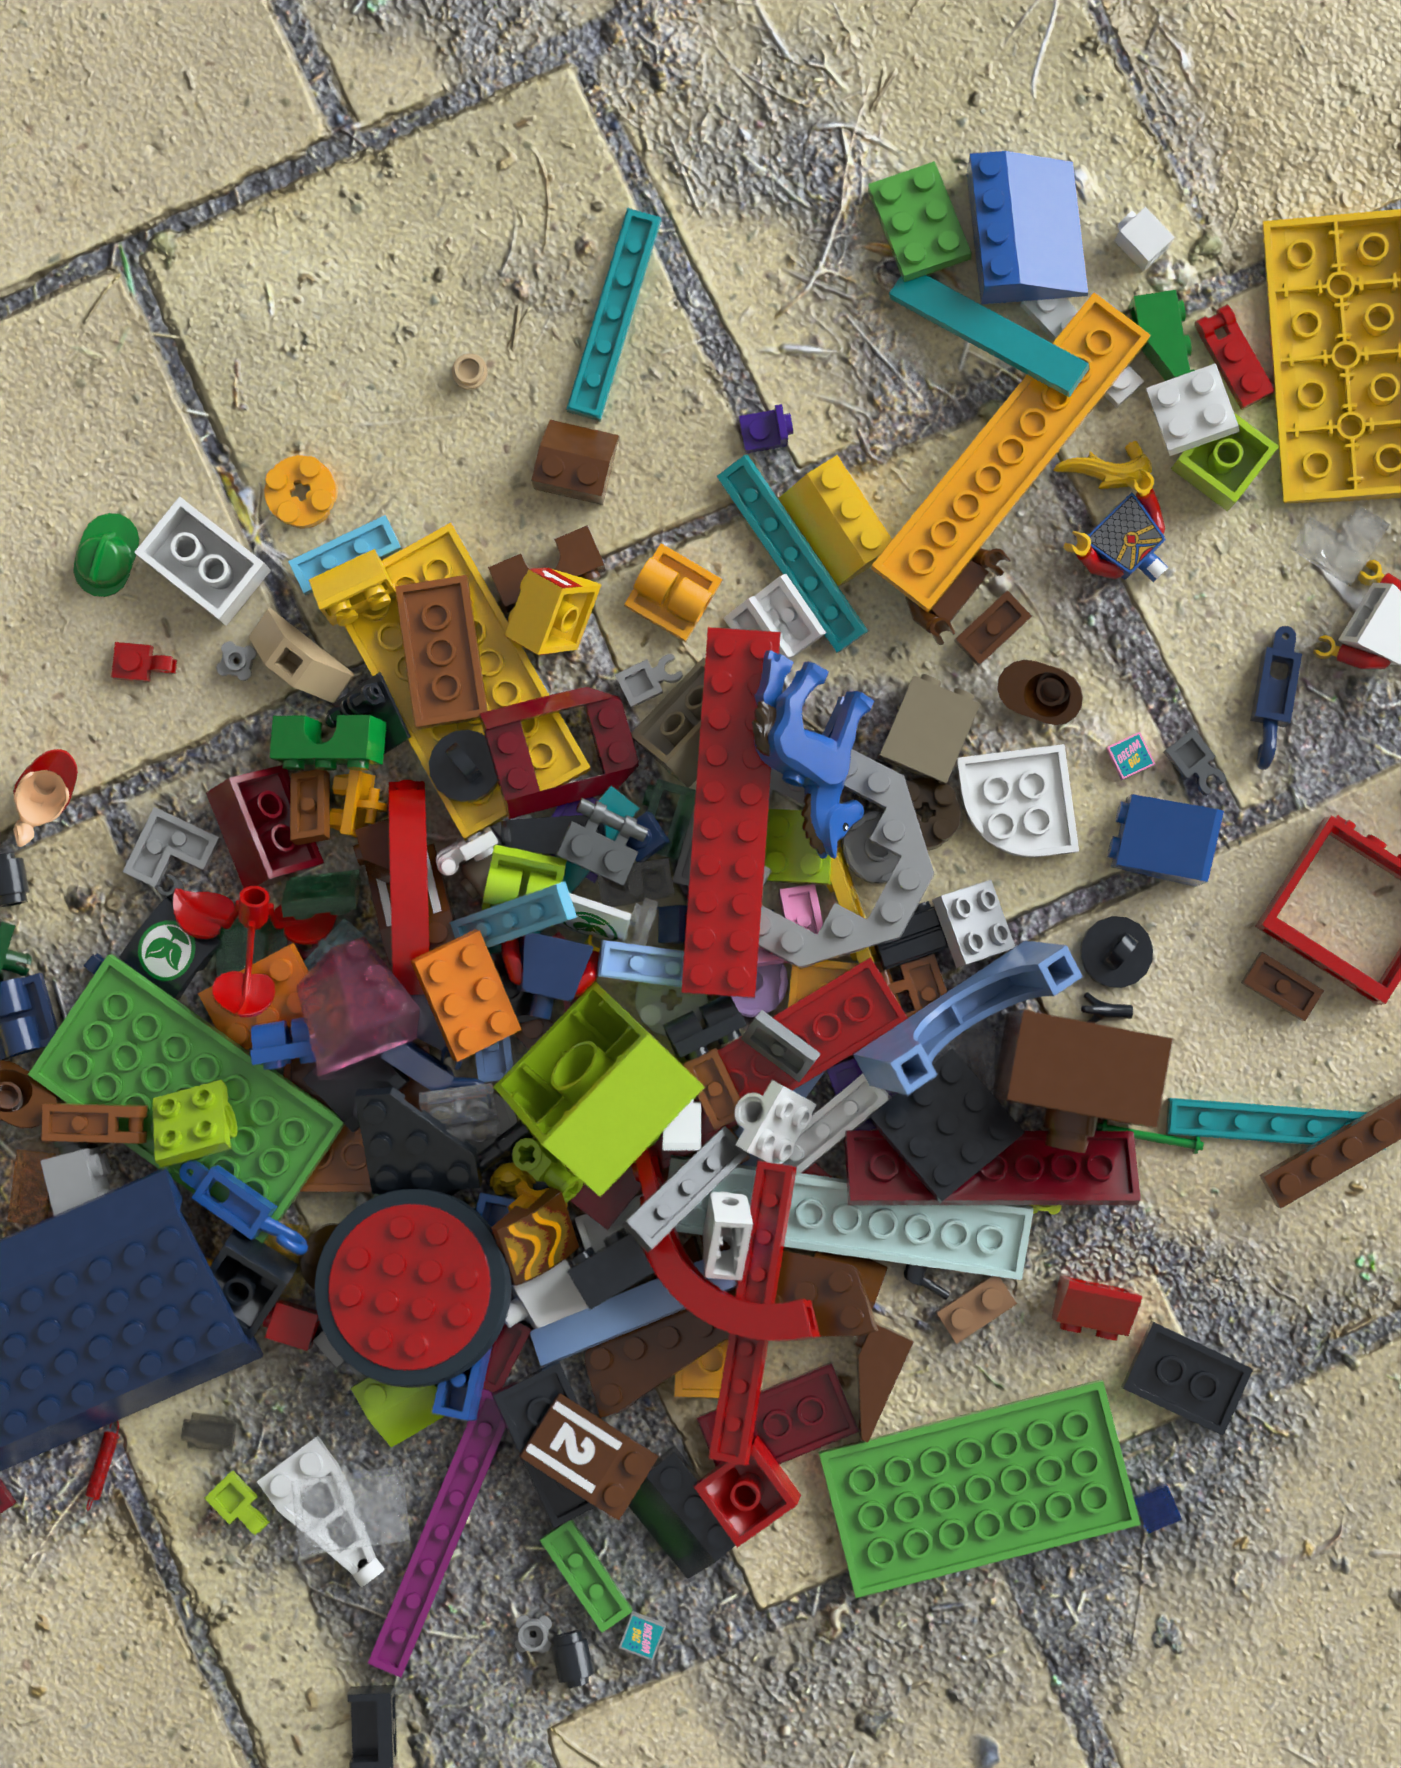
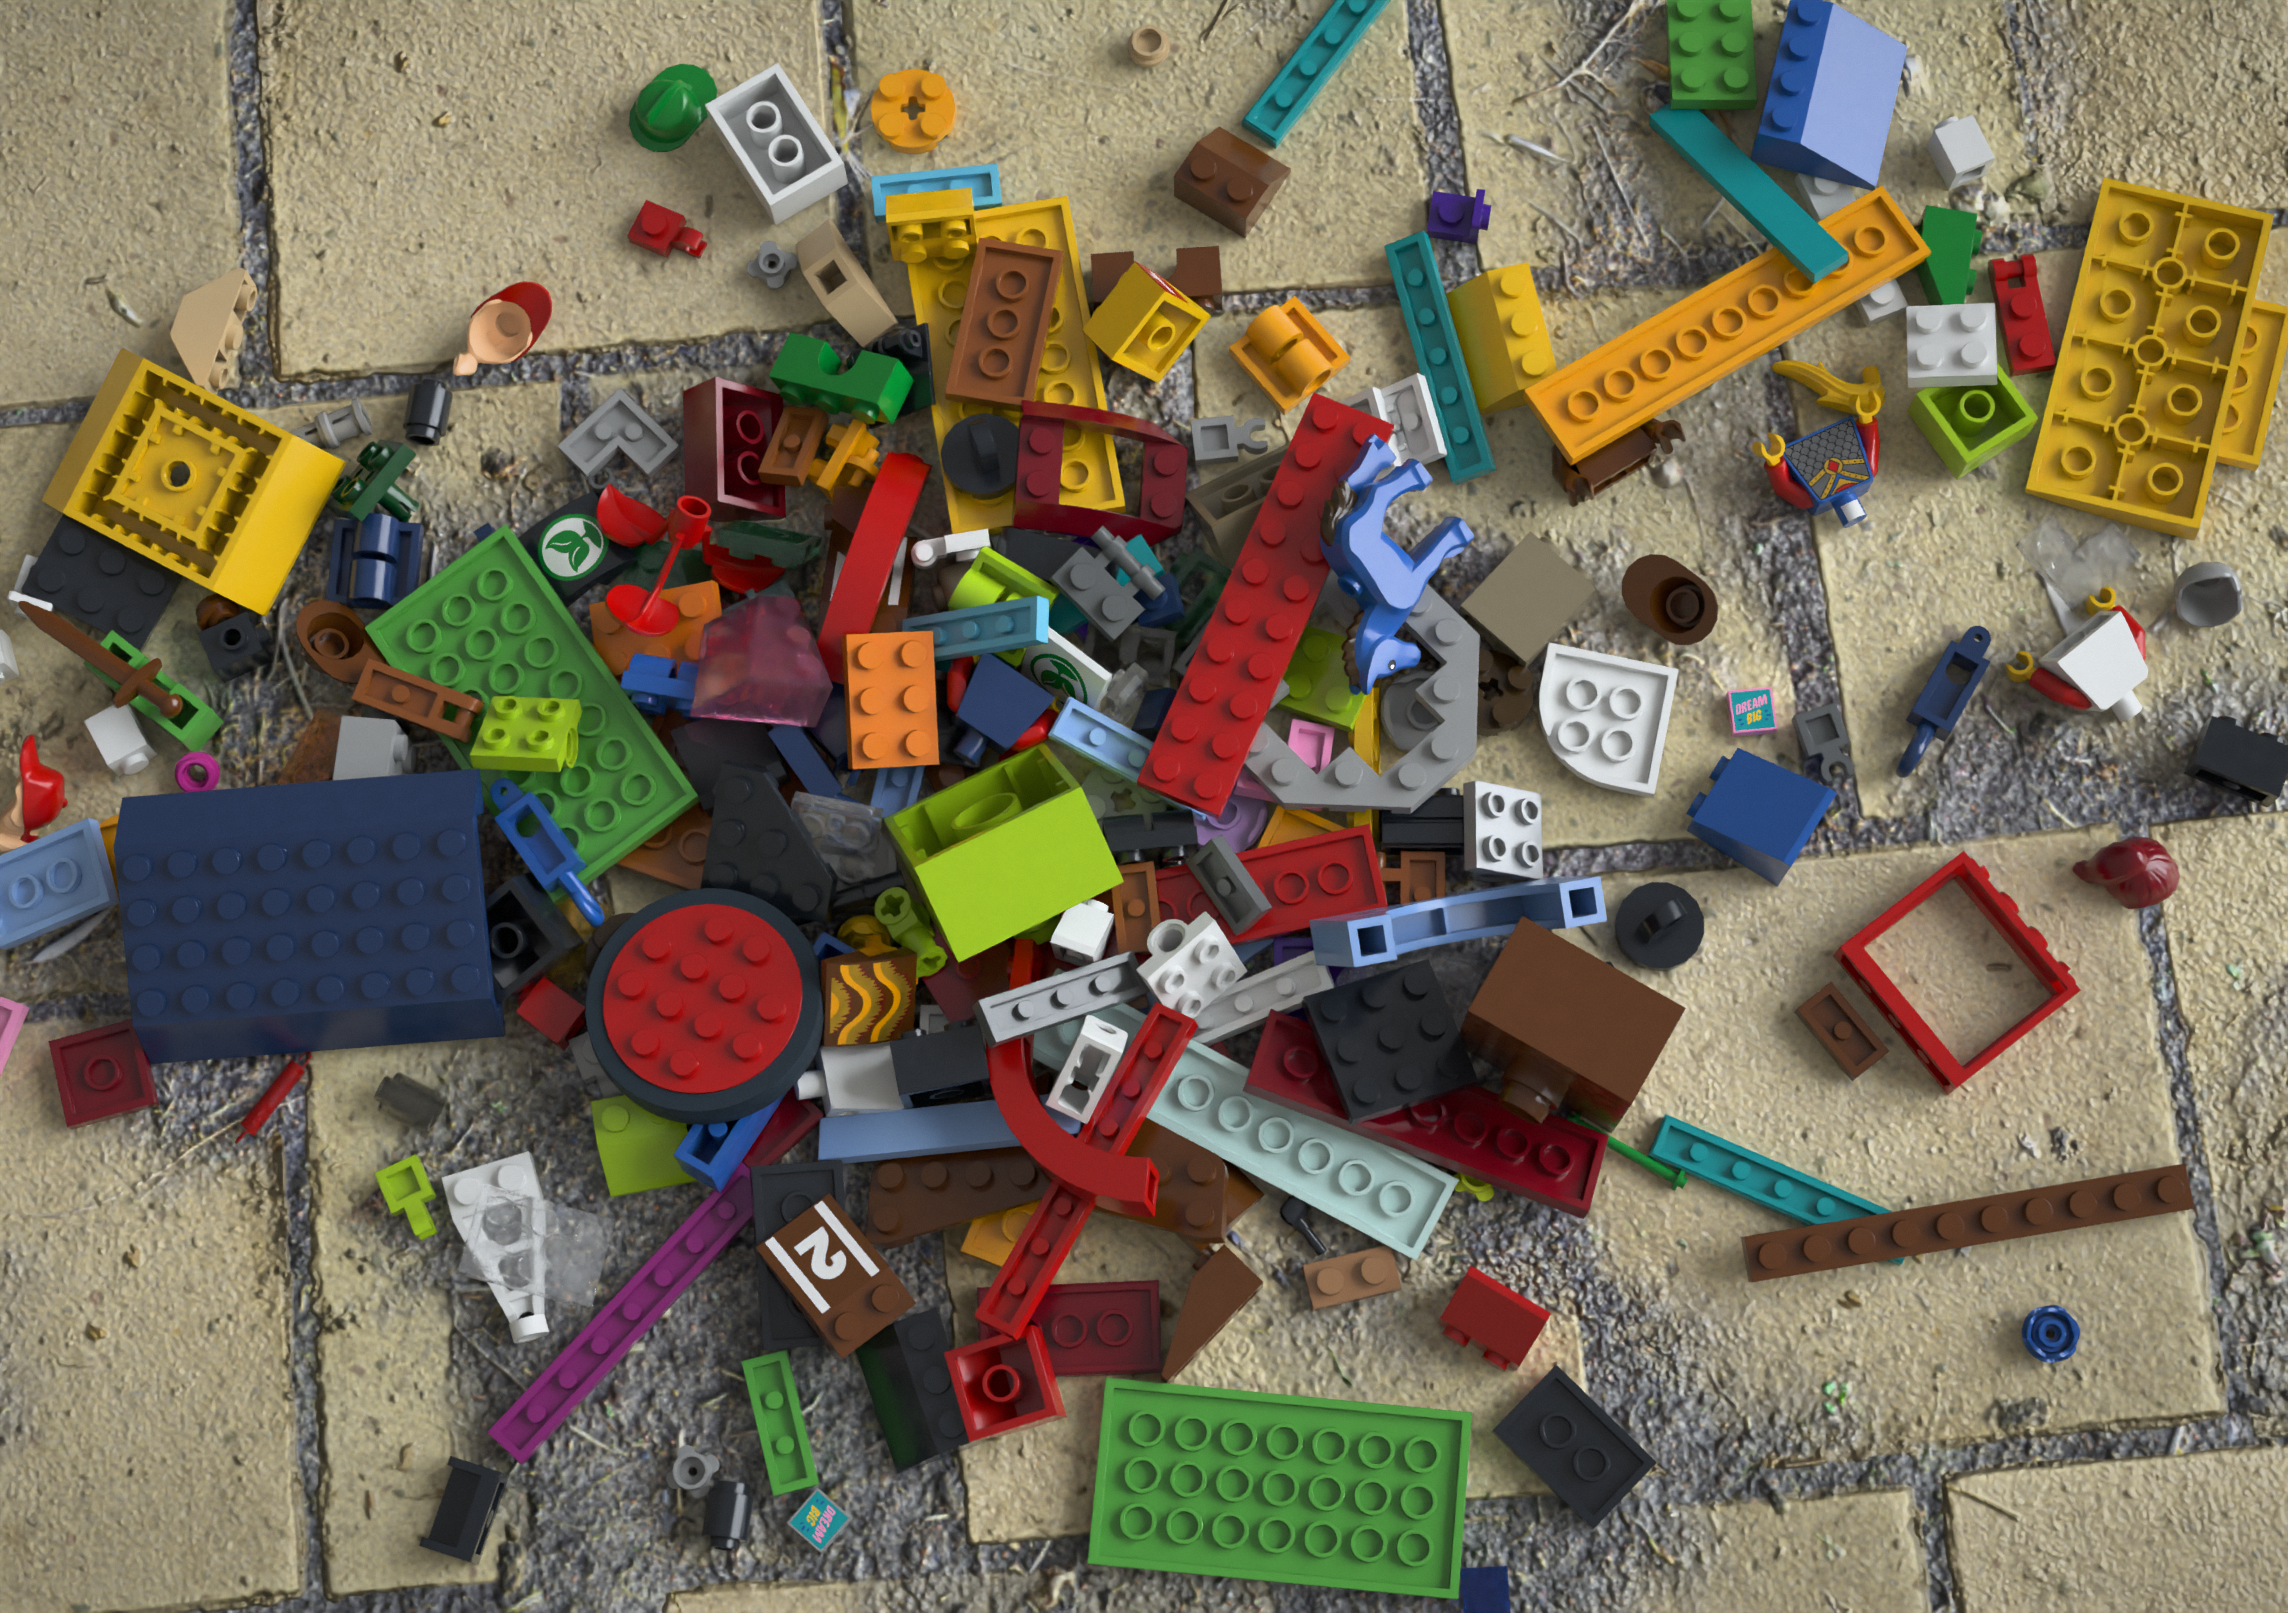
camera: 20 degrees right, 10 degrees down
(993, 628) = (1640, 515): reddish brown plate -> none

